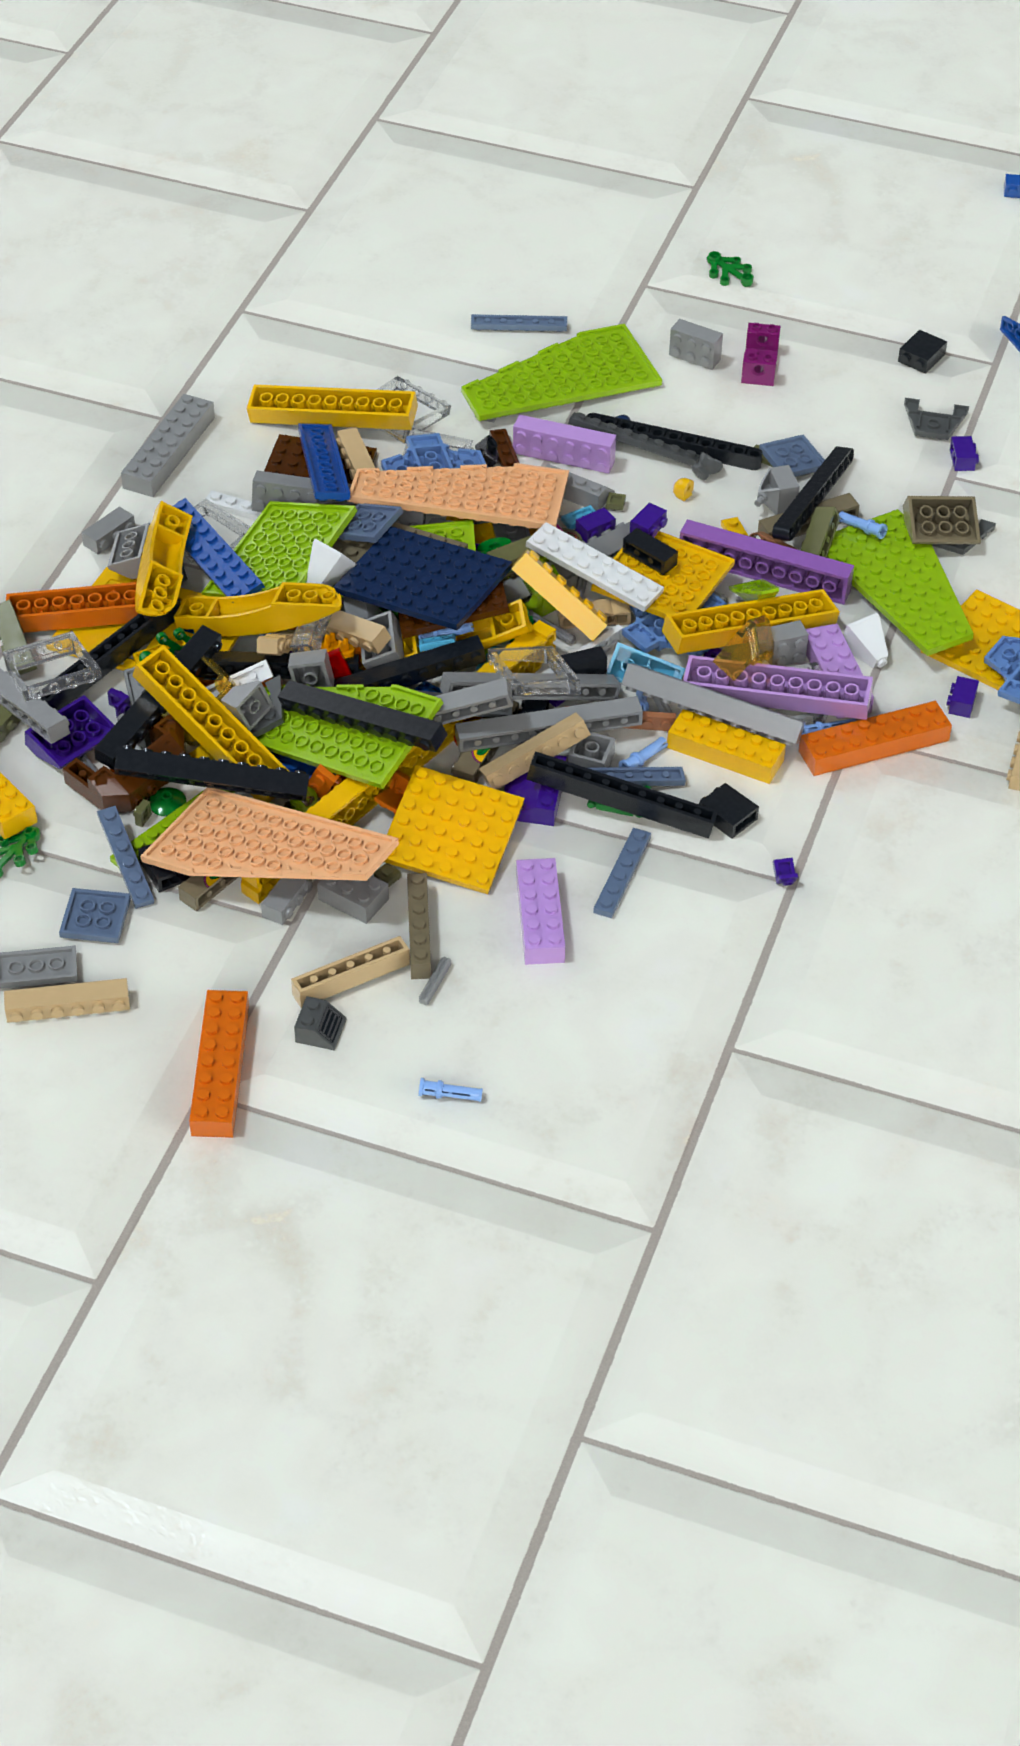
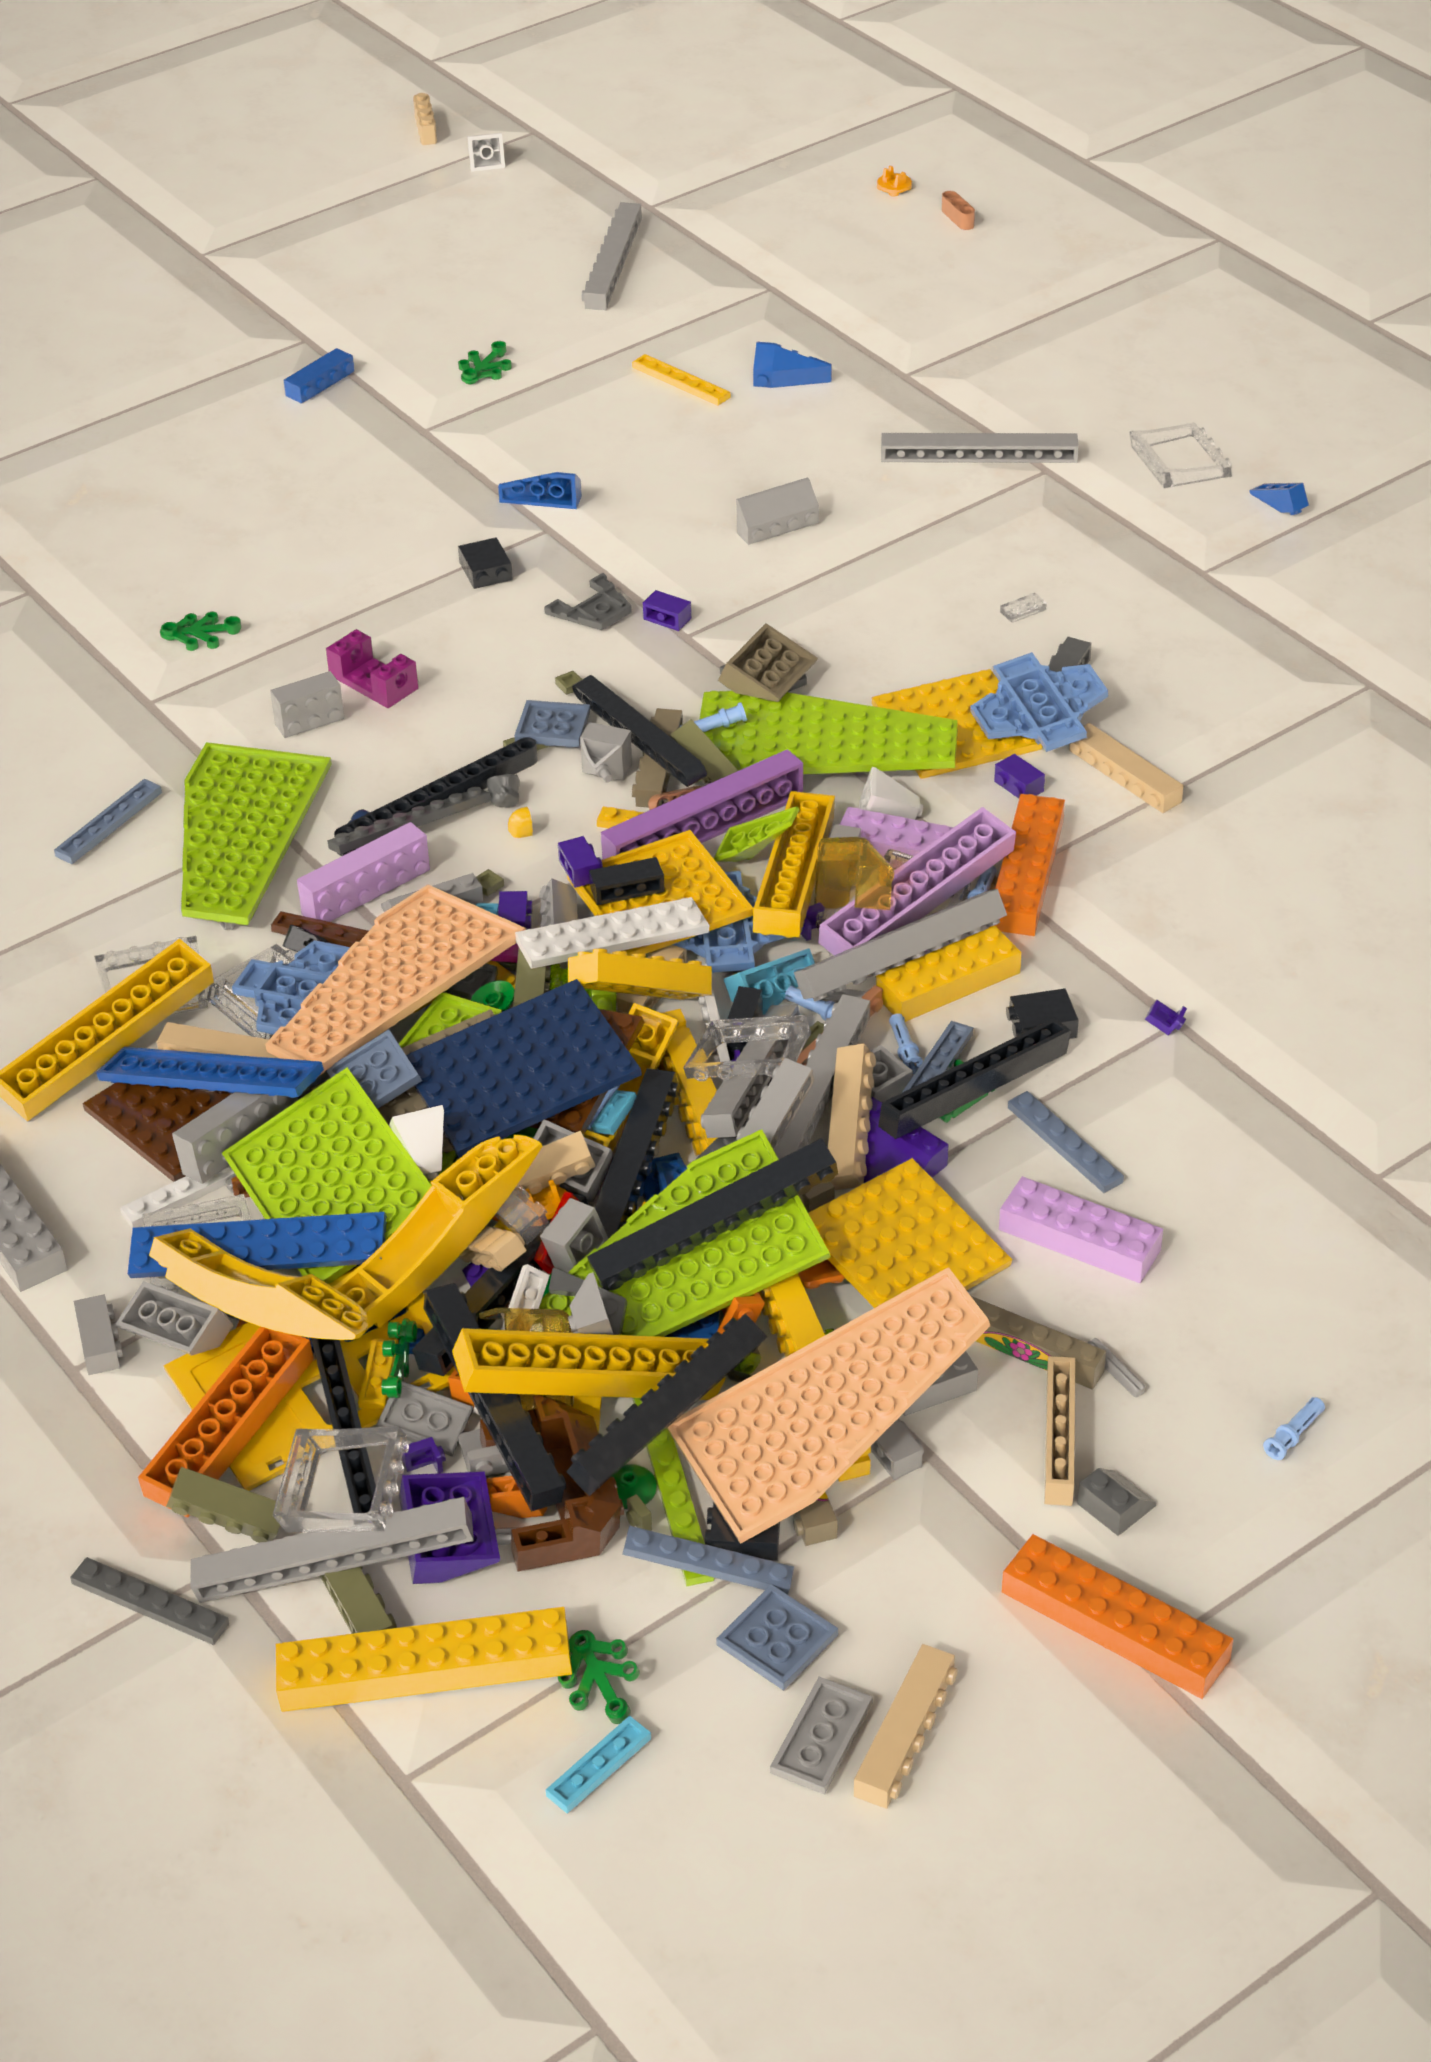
camera: 55 degrees left, 5 degrees down
(843, 442) = (566, 681): none -> olive plate

